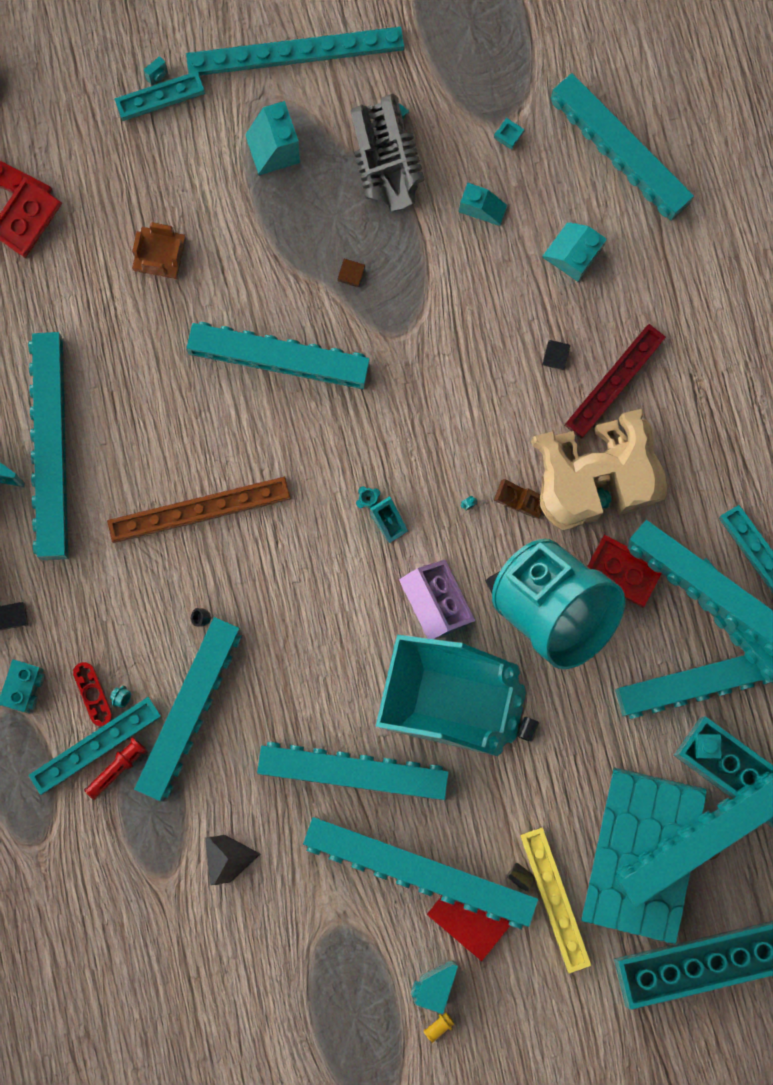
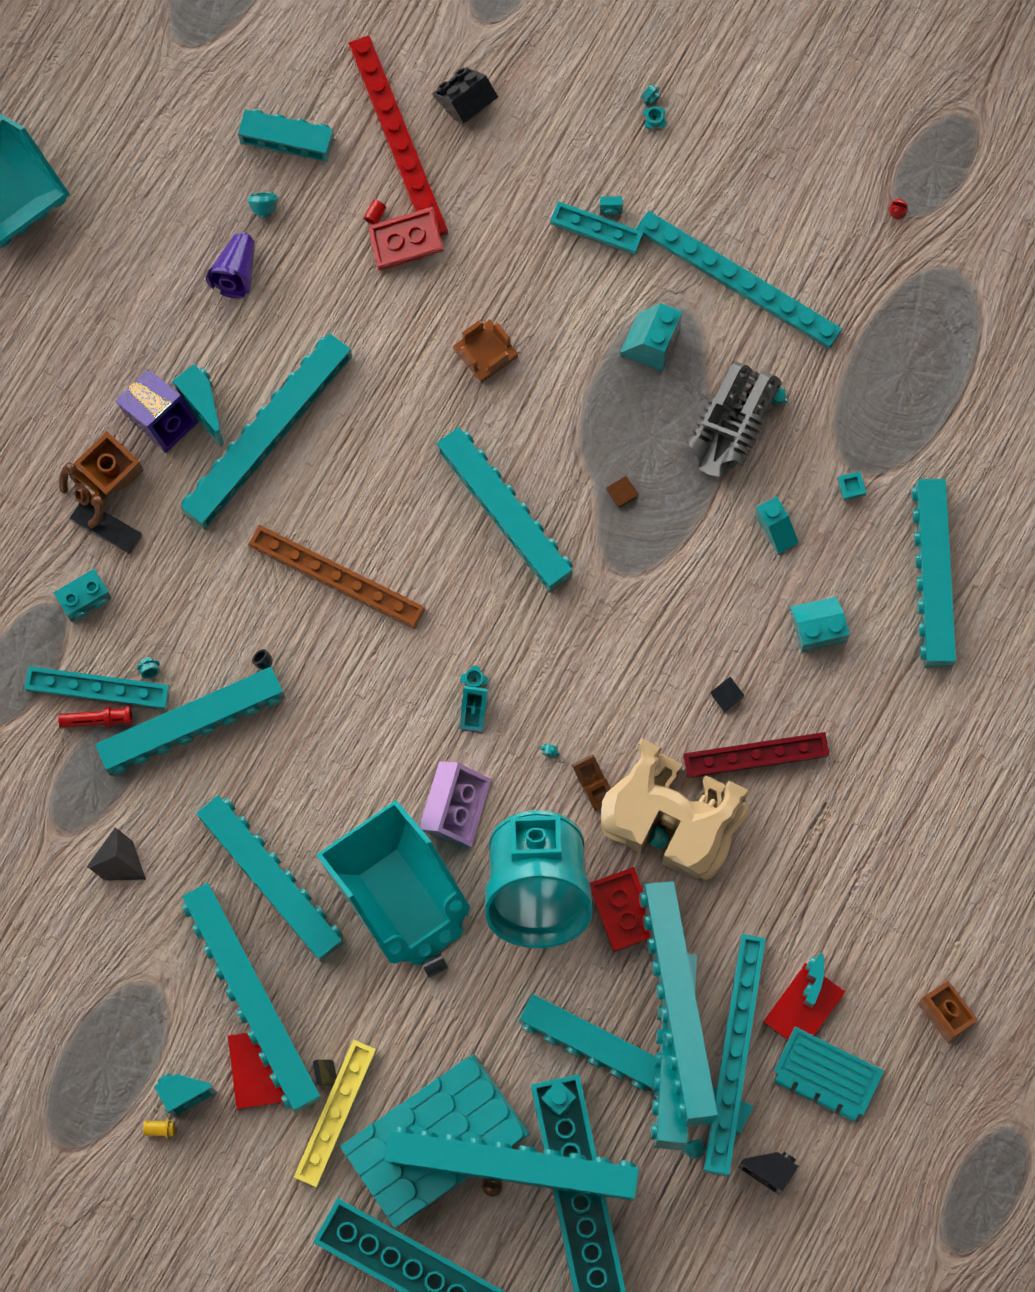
camera: 50 degrees right, 5 degrees down
(92, 675) = (142, 634): red beam -> none

